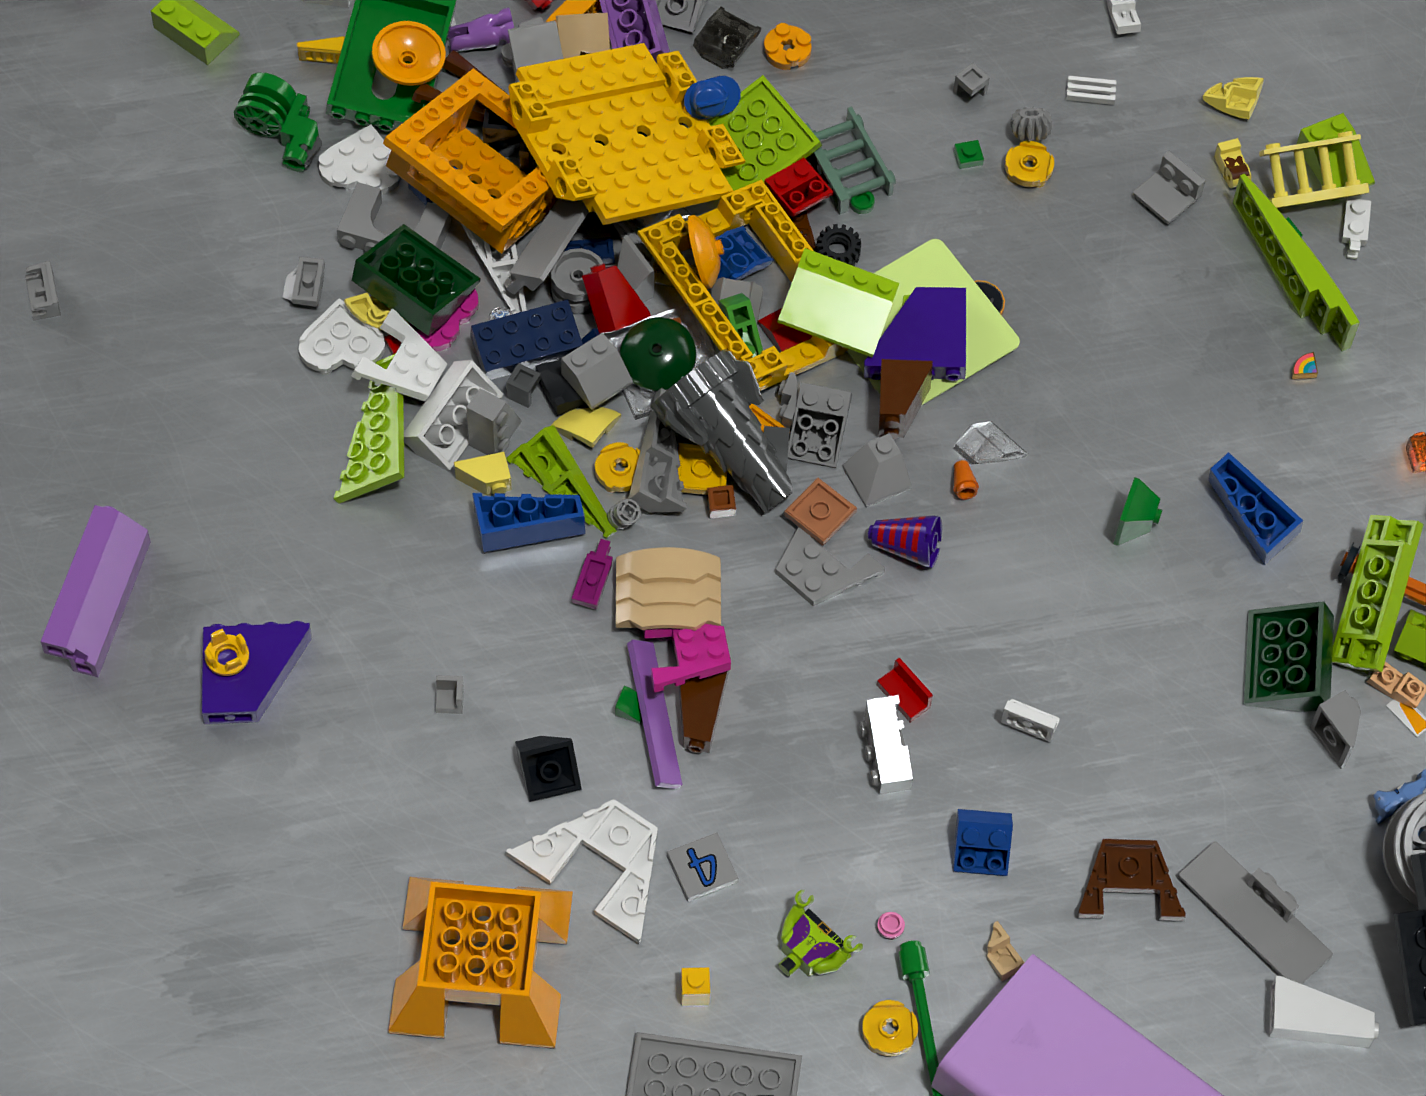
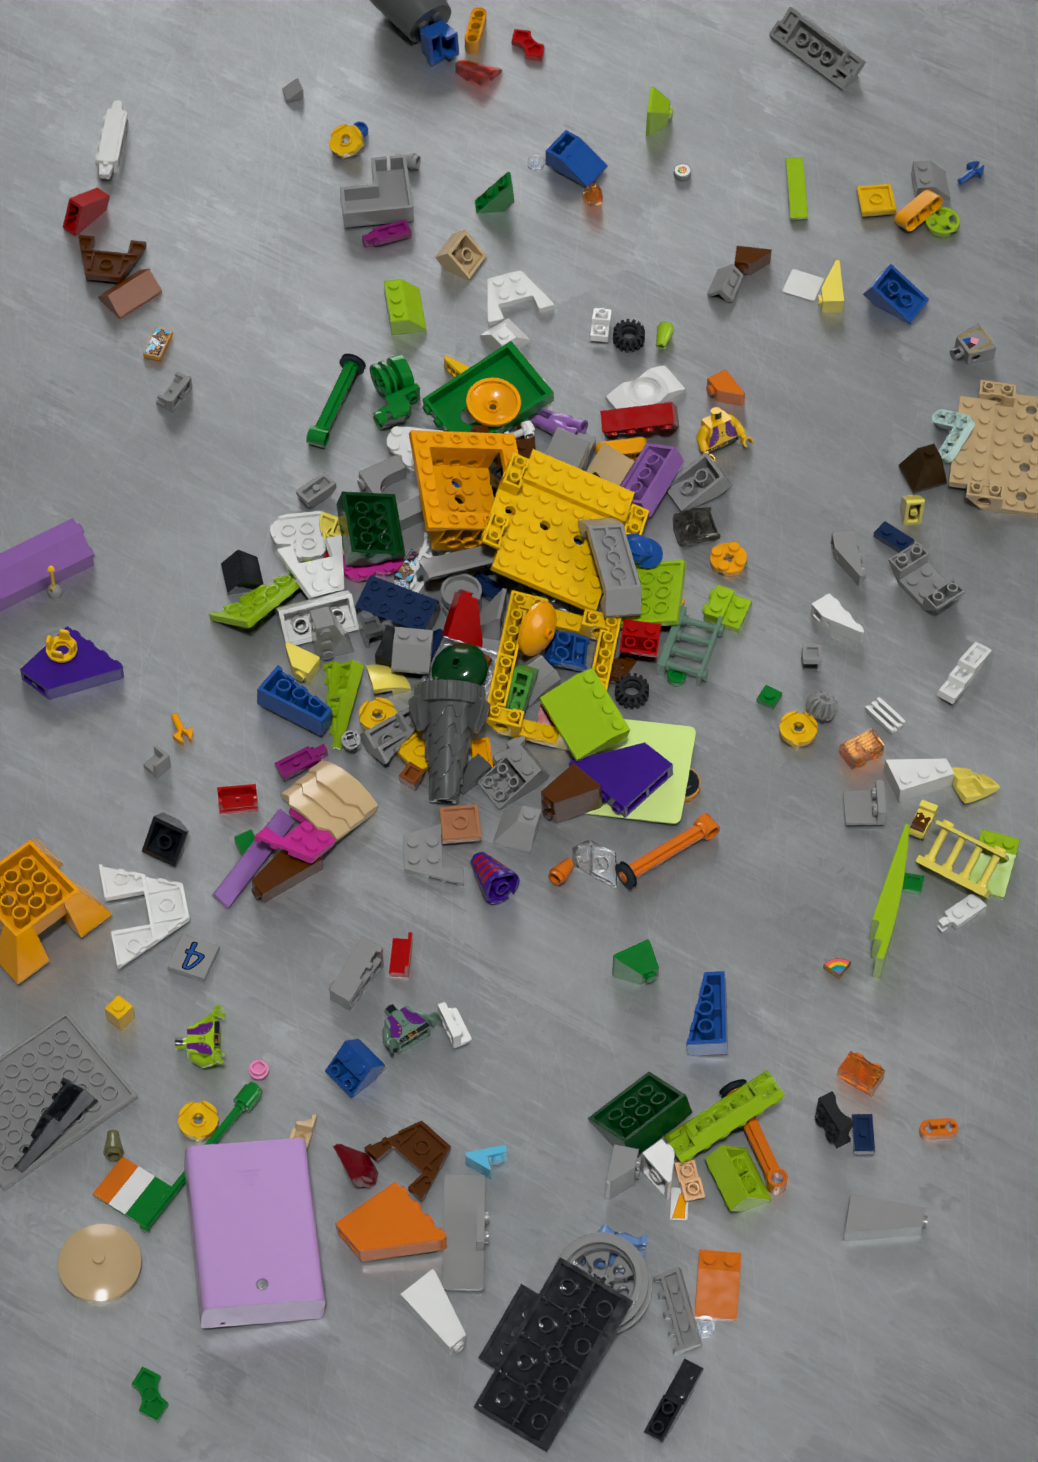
camera: 45 degrees right, 5 degrees down
(138, 596) = (54, 587): none -> light grey hinge
(208, 125) = (320, 433): none -> green piece
(320, 429) = (241, 572): none -> black slope
(435, 642) = (181, 730): none -> light orange bar
(461, 60) = (527, 429): none -> white bar
(488, 293) = (406, 570): none -> tile
(573, 666) = (237, 799): none -> red hinge
(712, 126) = (614, 566): none -> light grey slope
(835, 95) = (727, 605): none -> lime plate
(949, 29) = (833, 617): none -> white slope
(989, 758) = (406, 1027): none -> sand green torso
(1032, 431) = (703, 828): none -> orange piece
(1096, 936) = (358, 1165): none -> dark red slope
(1107, 138) = (862, 749): none -> clear orange brick
(1184, 125) = (917, 776): none -> white wedge
(1189, 970) = (390, 1227): none -> orange slope
(1201, 829) = (481, 1159): none -> medium azure slope
(1375, 692) = (658, 1167): none -> white slope

